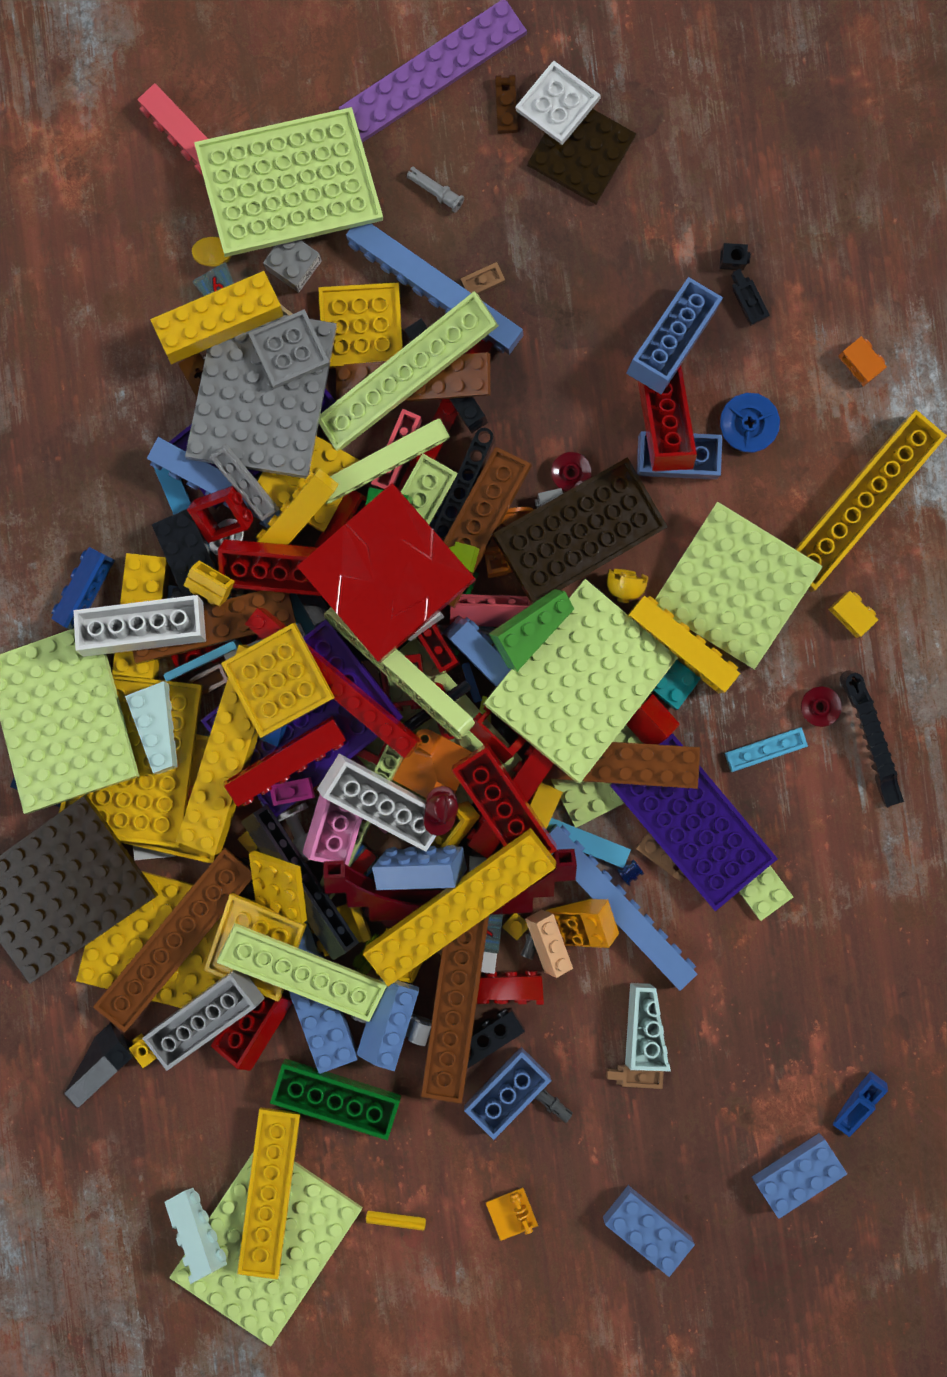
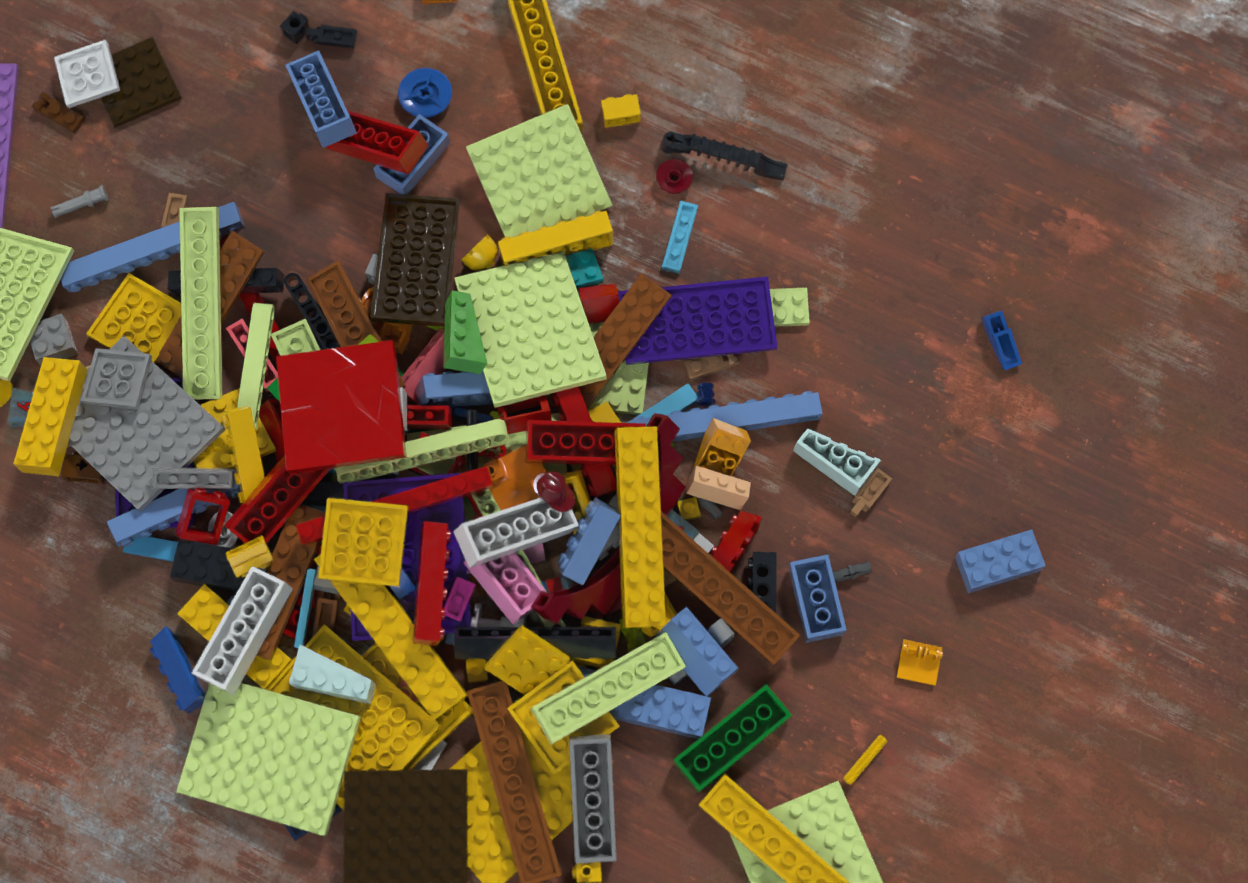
camera: 55 degrees left, 15 degrees down
(247, 1038) = (631, 772): red slope -> none
(570, 461) = (362, 234): dark red dish -> none
(799, 1175) = (1028, 419): medium blue brick -> none

